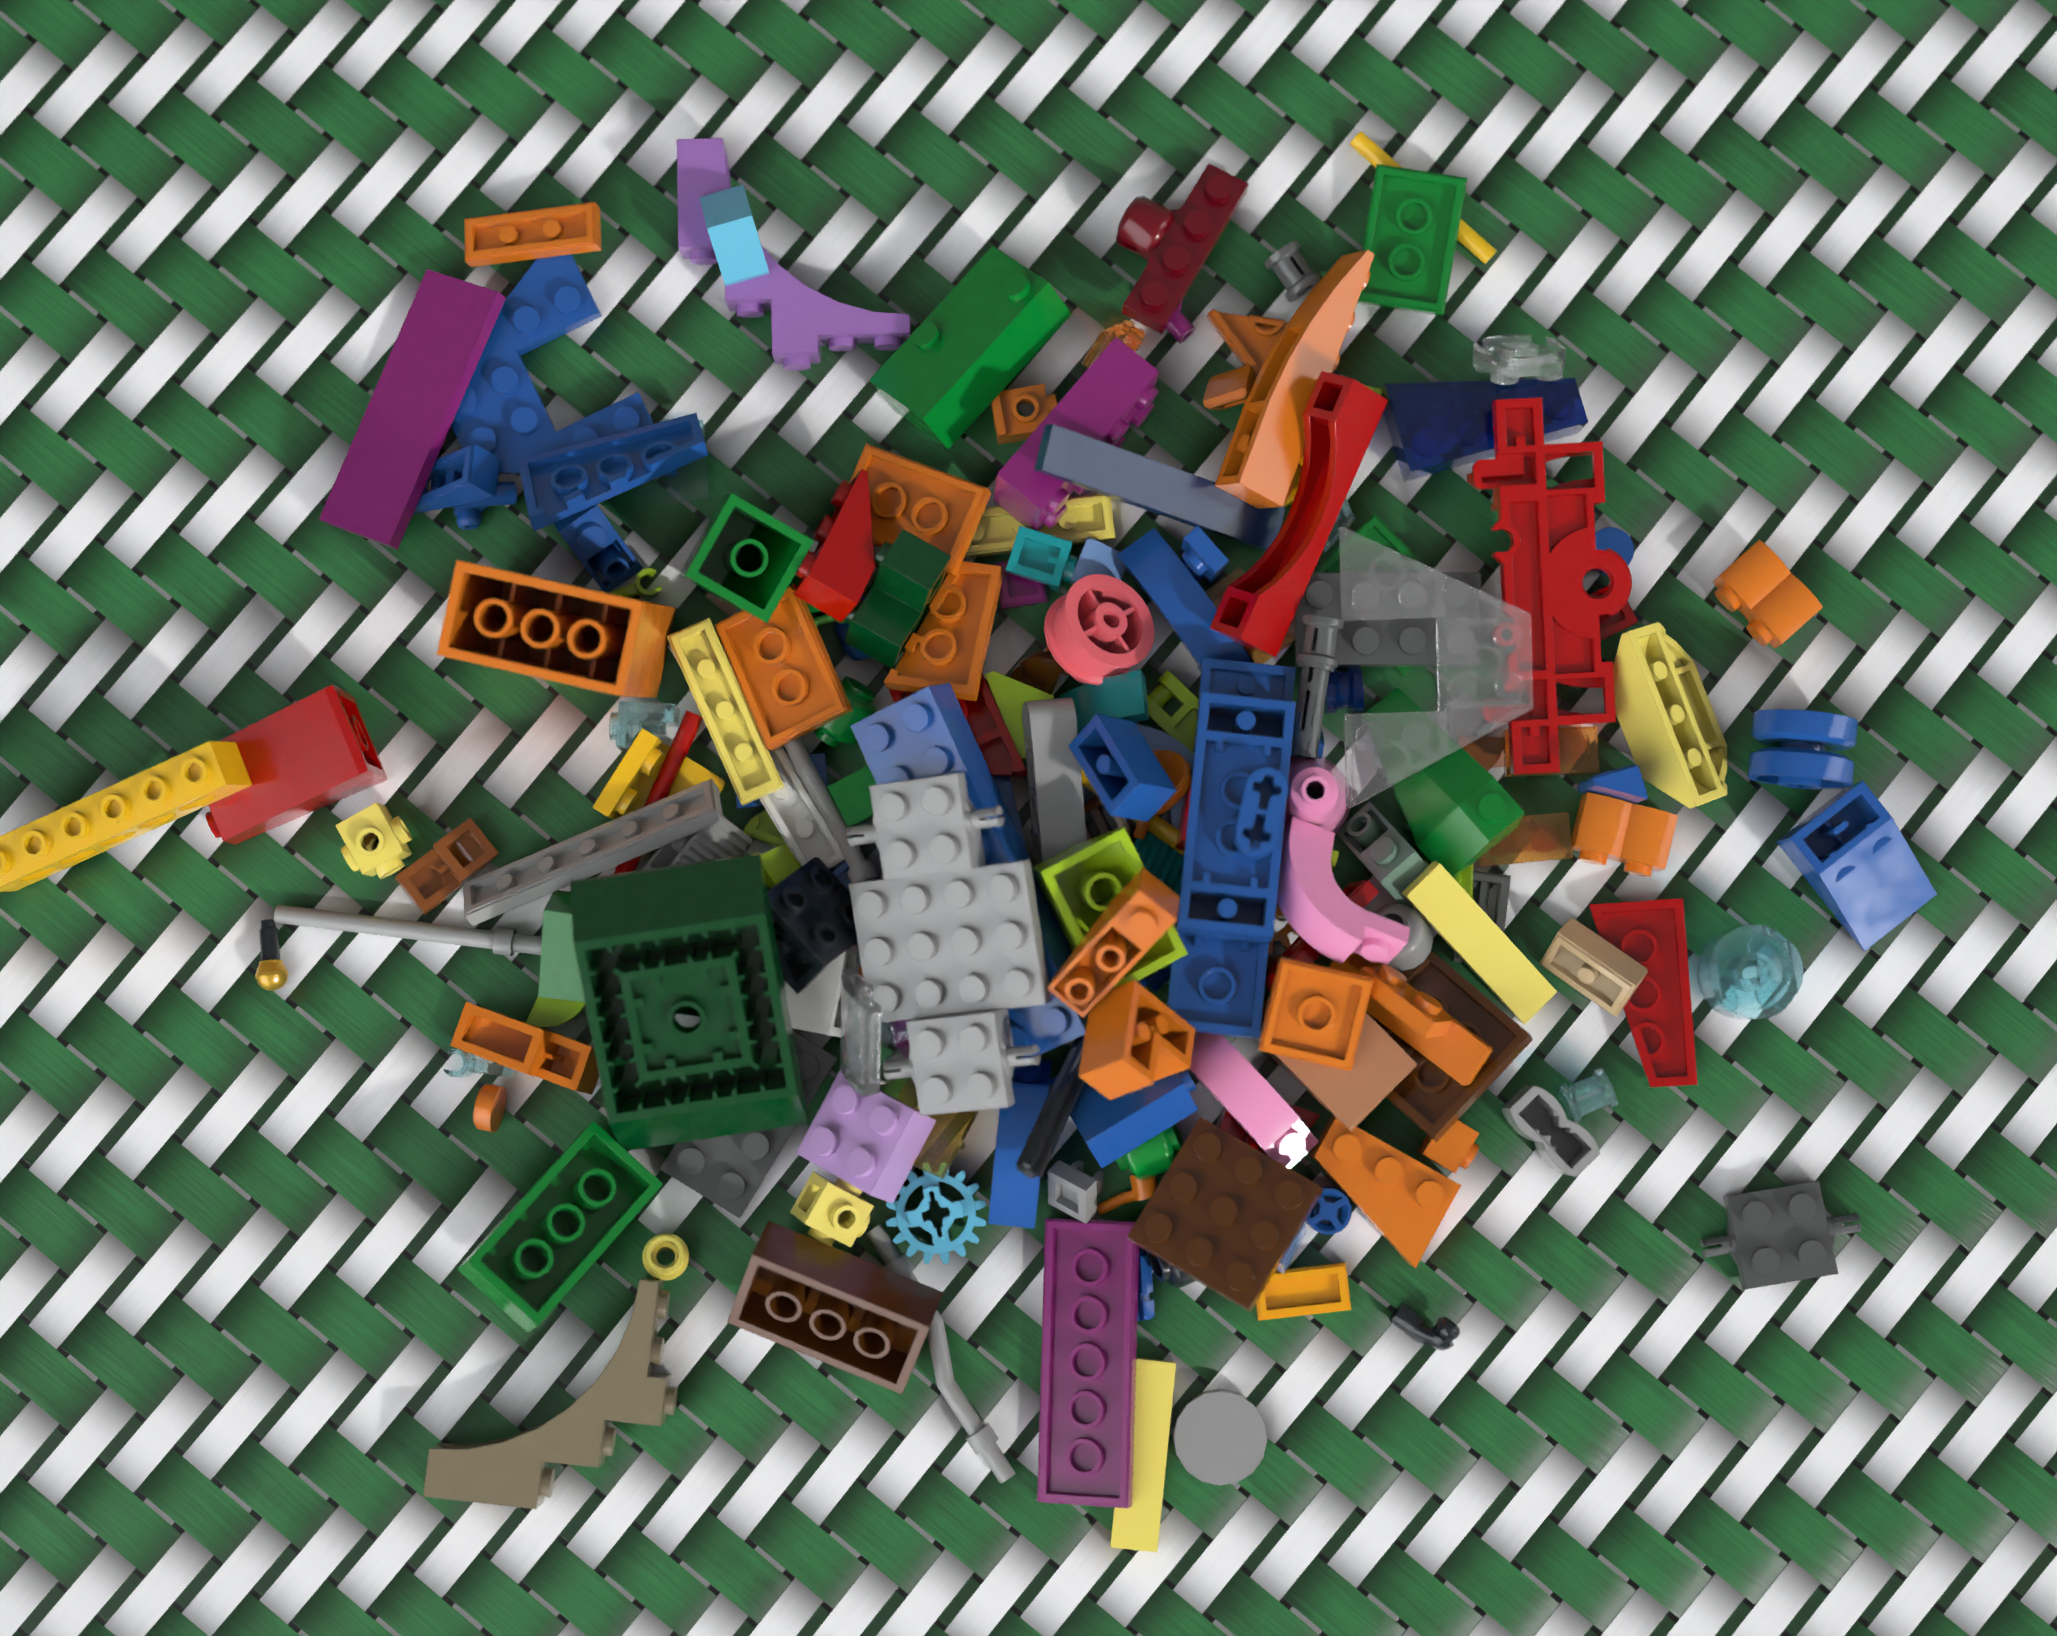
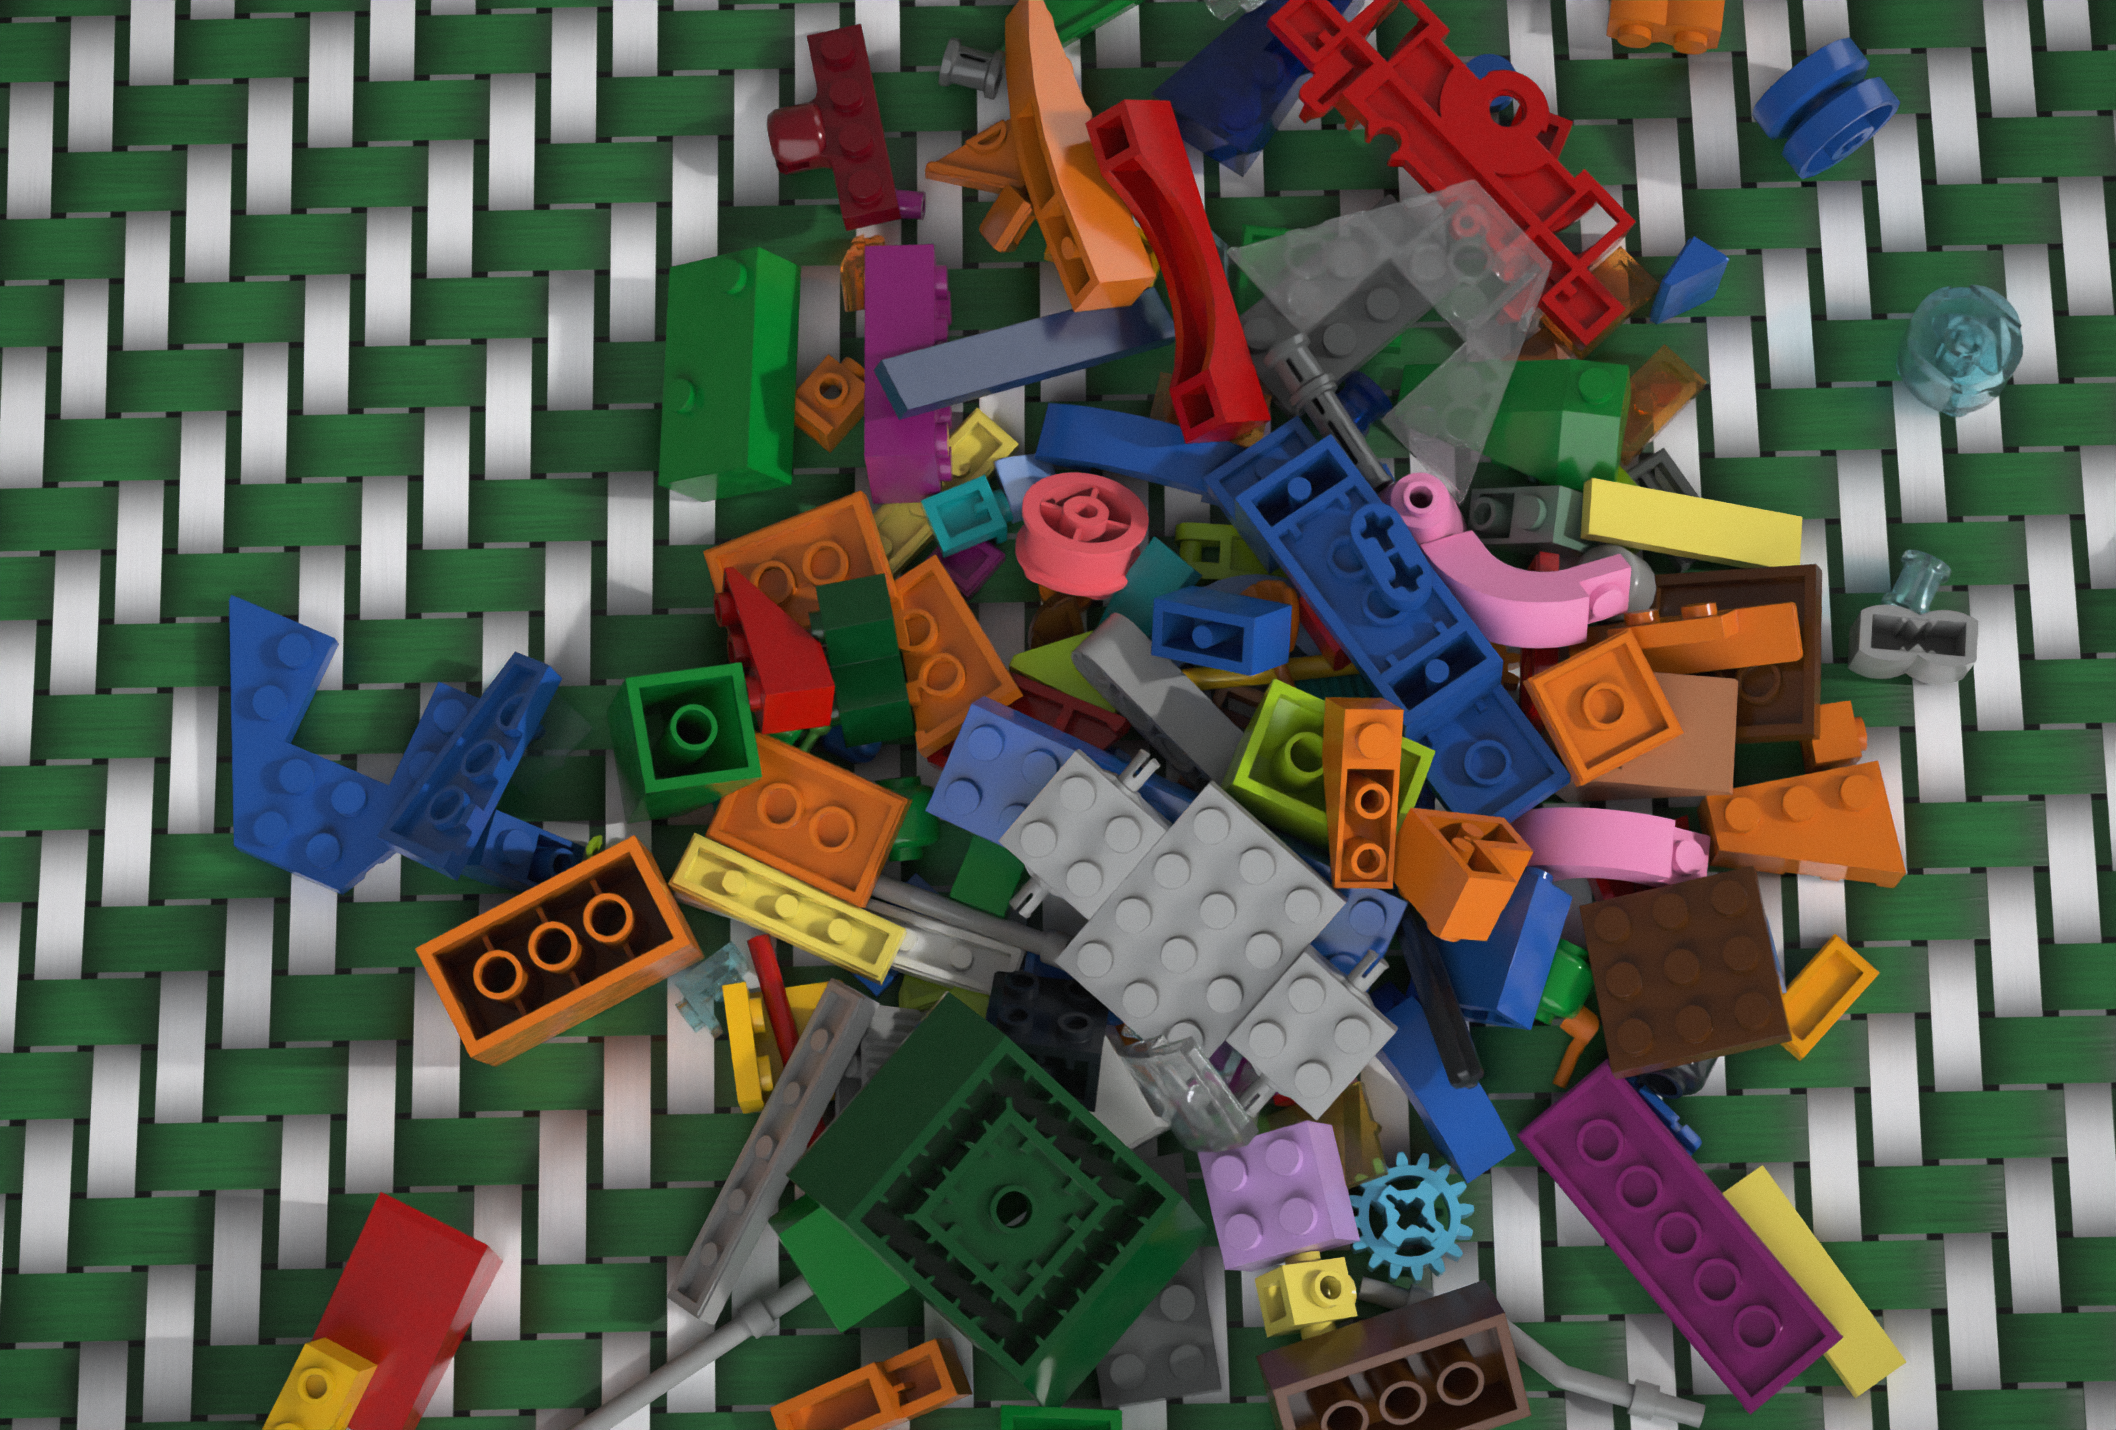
camera: 40 degrees left, 10 degrees down
(360, 835) = (529, 1310): light yellow brick -> none
(412, 408) = (227, 879): magenta tile -> none
(447, 866) = (636, 1293): dark orange slope -> none
(460, 479) = (354, 893): blue slope -> none
(469, 514) = (365, 912): blue arm -> none
(532, 234) = (206, 618): orange tile -> none
(554, 1012) = (864, 1340): lime tile -> none
(734, 235) = (412, 452): medium azure slope -> none
(799, 314) = (467, 485): medium lavender arch -> none
(1074, 1190) = (1521, 1082): light grey tile -> none
(1202, 557) = (1120, 384): blue plate -> none
(1220, 1437) = (1866, 1201): light grey tile -> none
(1330, 1216) = (1781, 887): blue wheel -> none
(1423, 1331) = (1963, 937): black arm -> none
(1593, 966) = (1815, 465): tan slope -> none
(1623, 833) = (1732, 322): orange brick -> none
(1661, 1005) = (1875, 430): red wing -> none
(1668, 717) = (1678, 183): light yellow wedge -> none
(1859, 864) = (1967, 171): slope -> none

